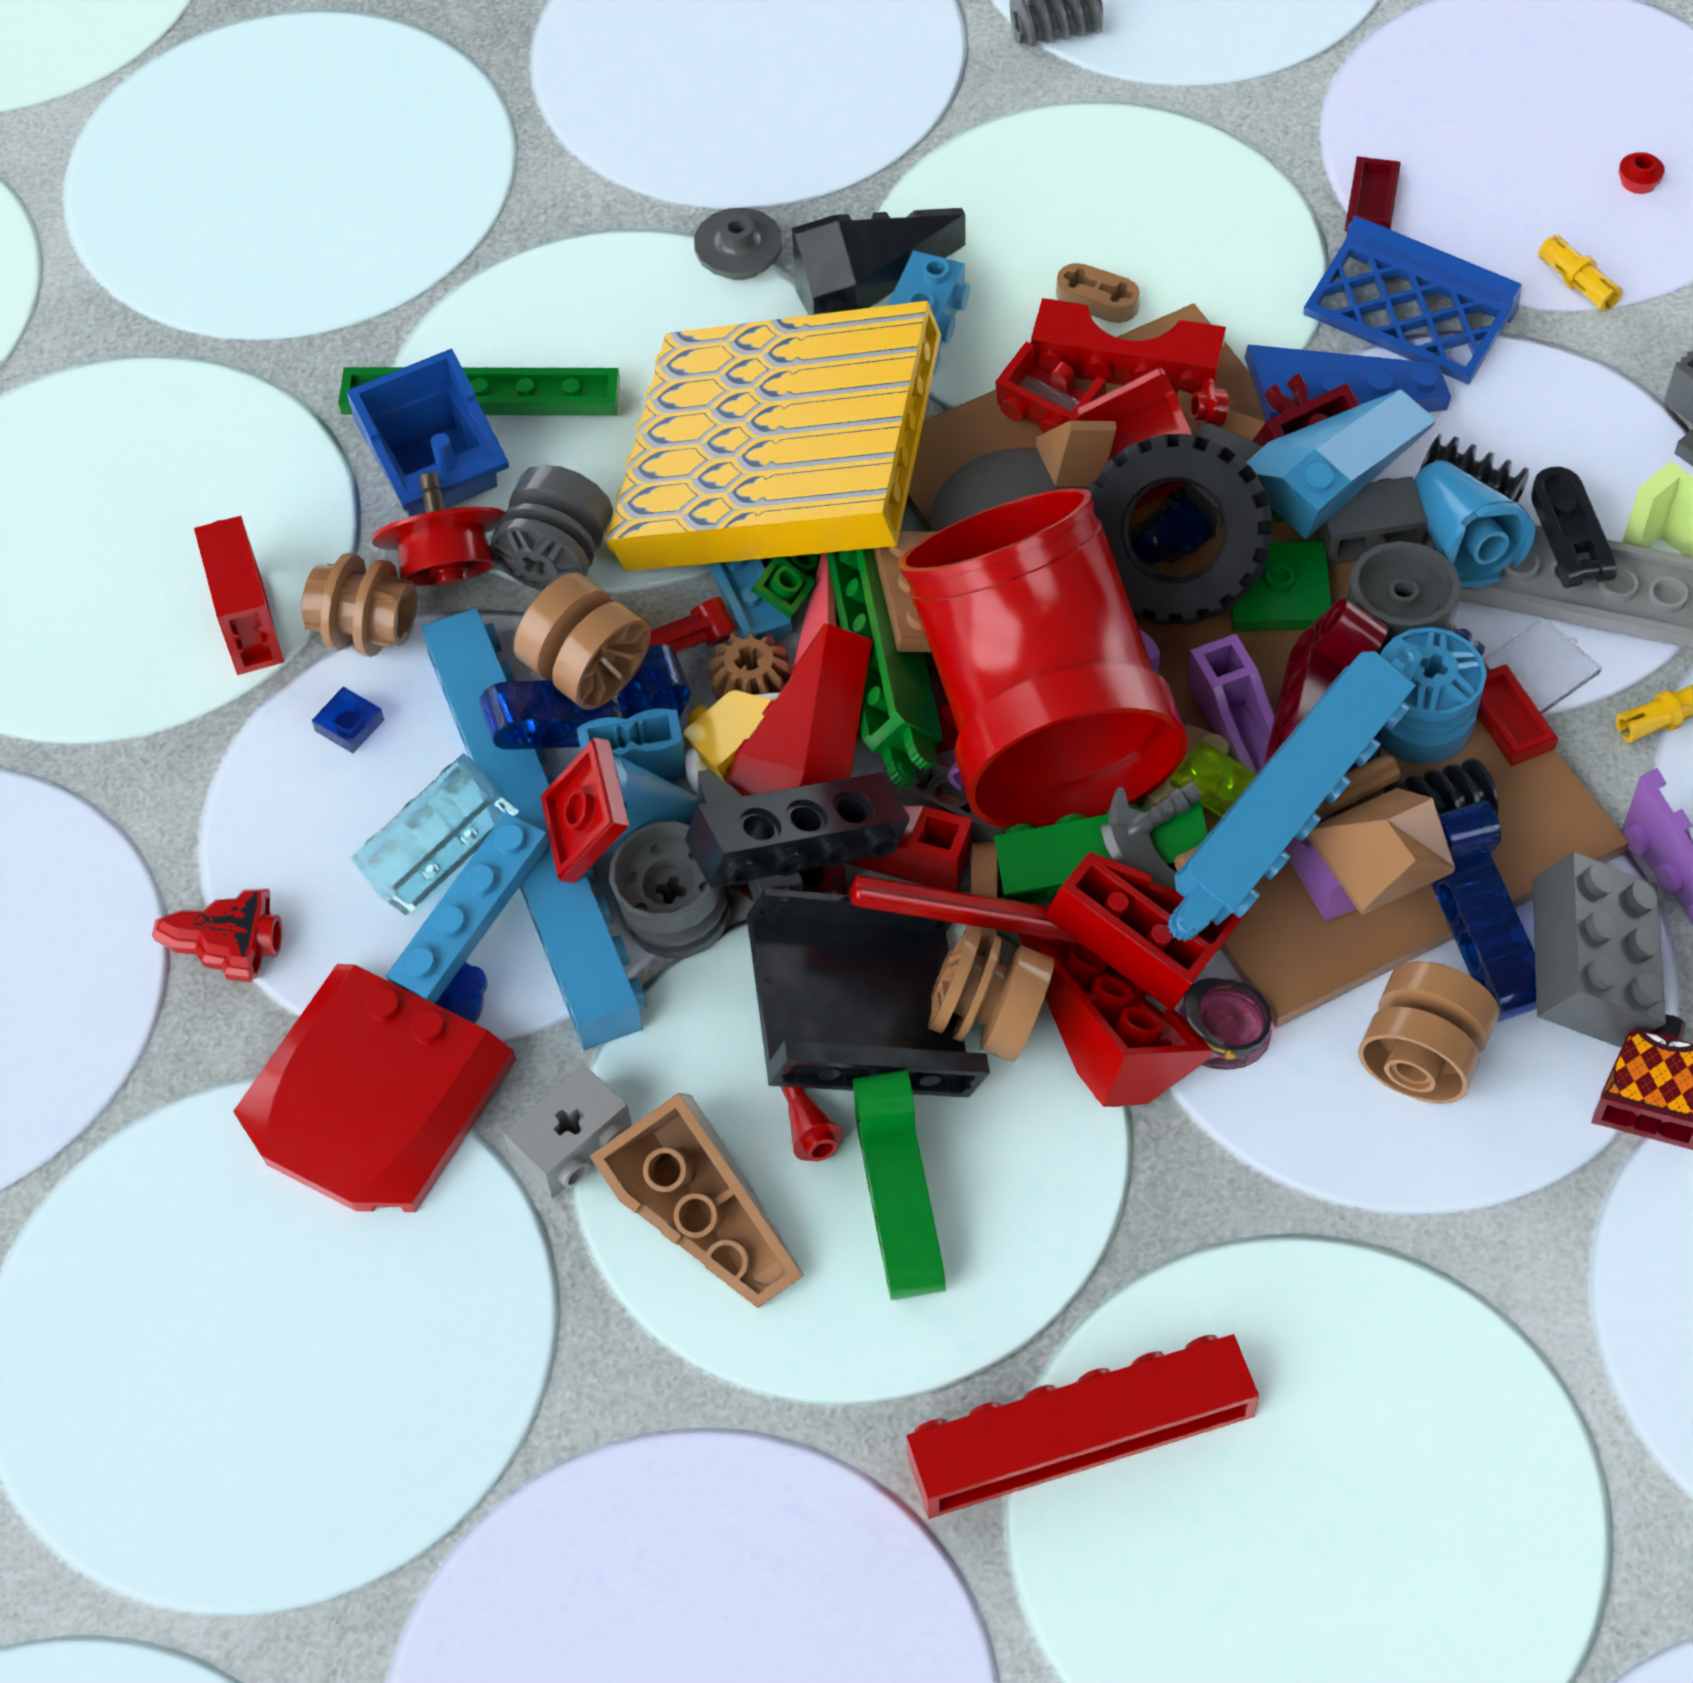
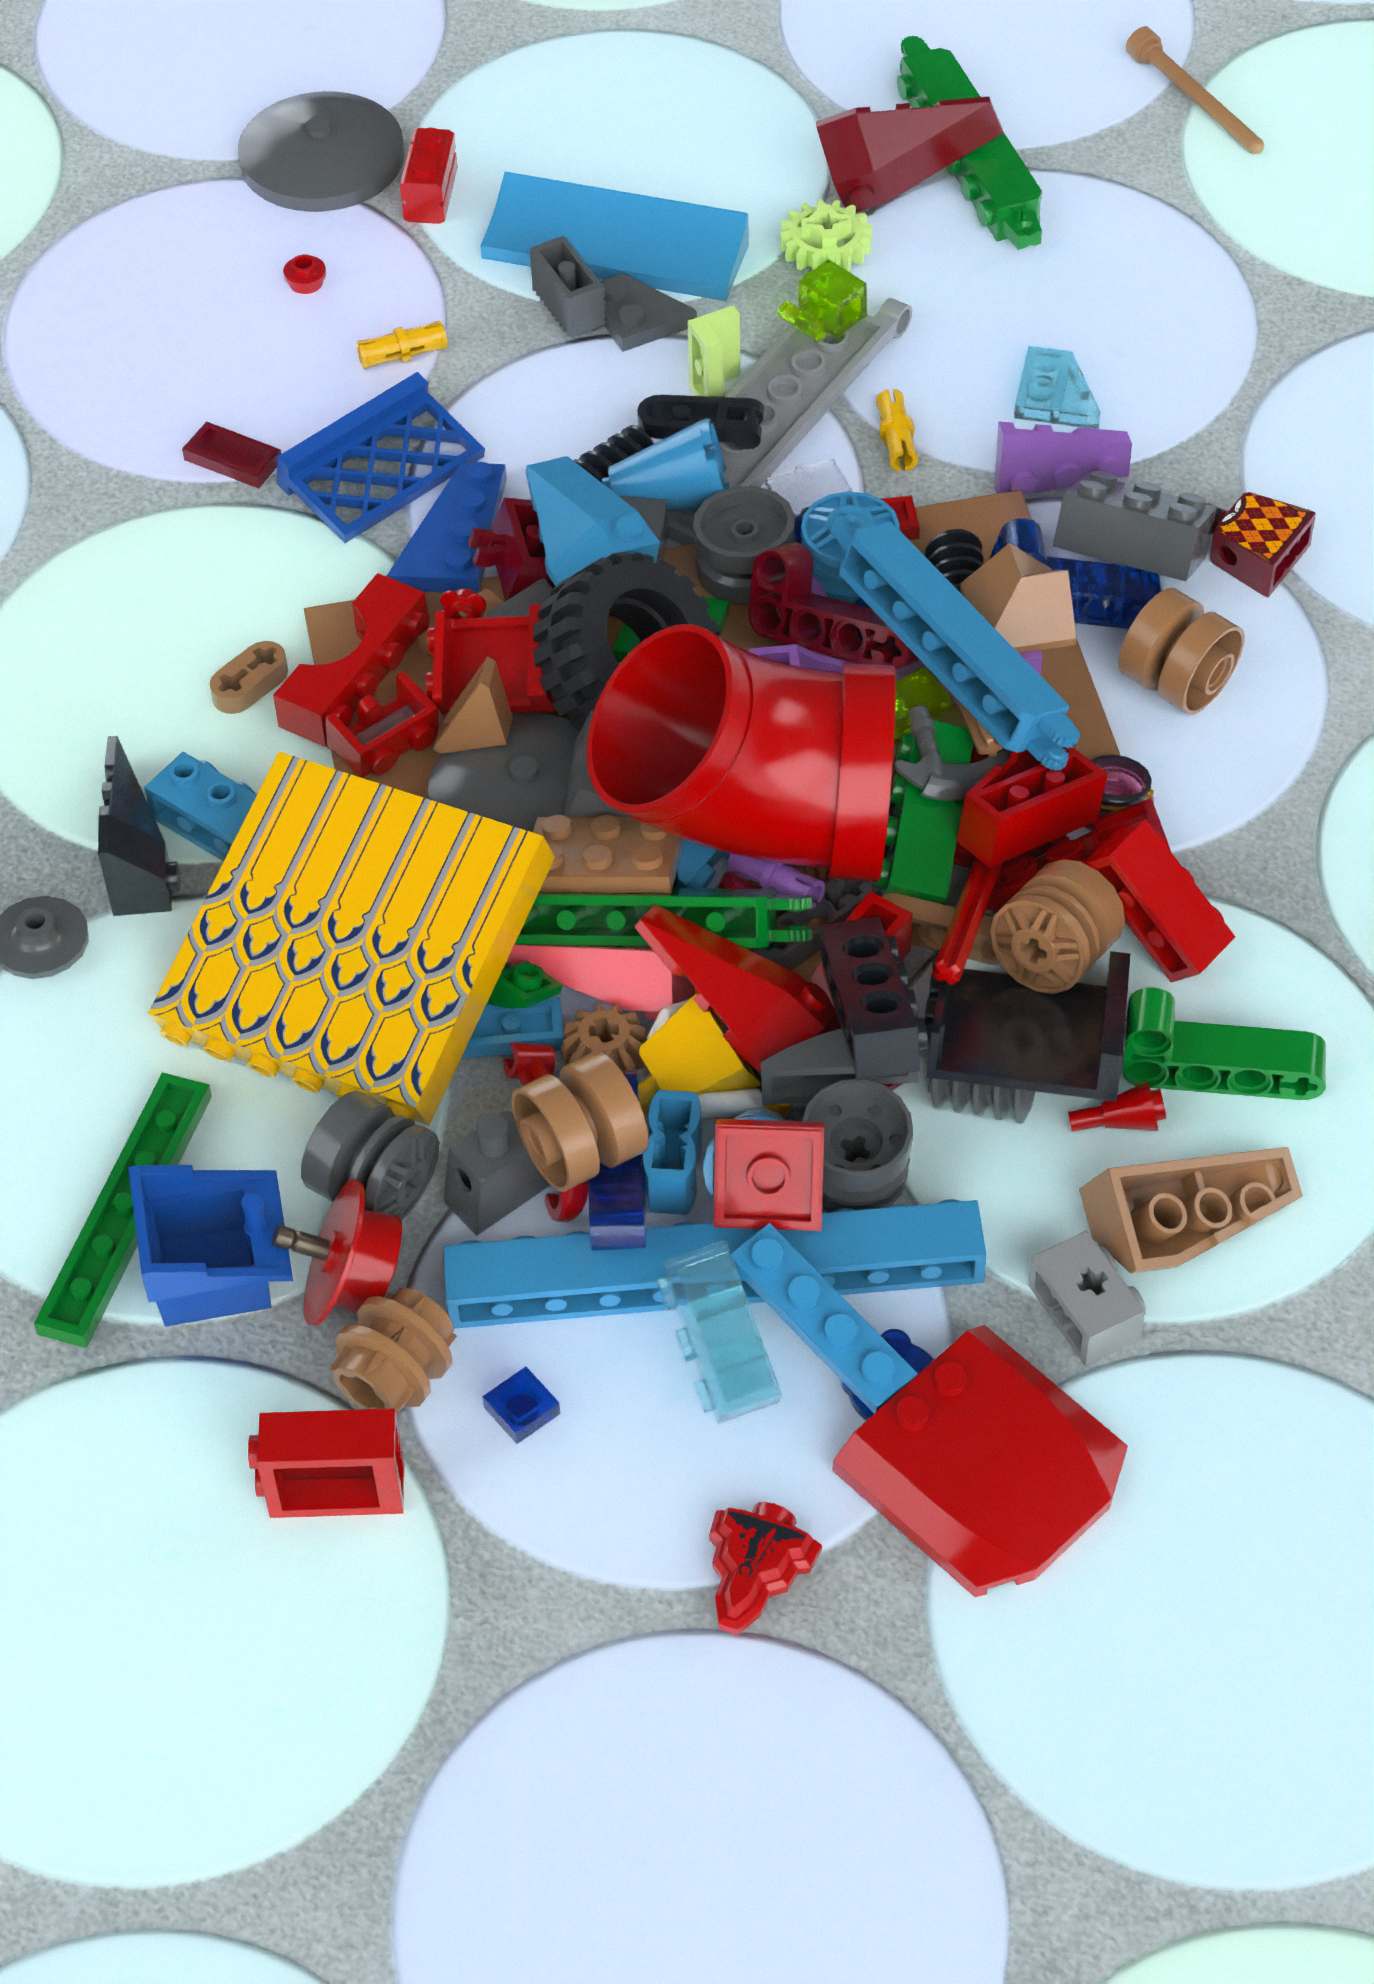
camera: 75 degrees left, 5 degrees down
(1054, 1076) = (1161, 901): none -> red brick

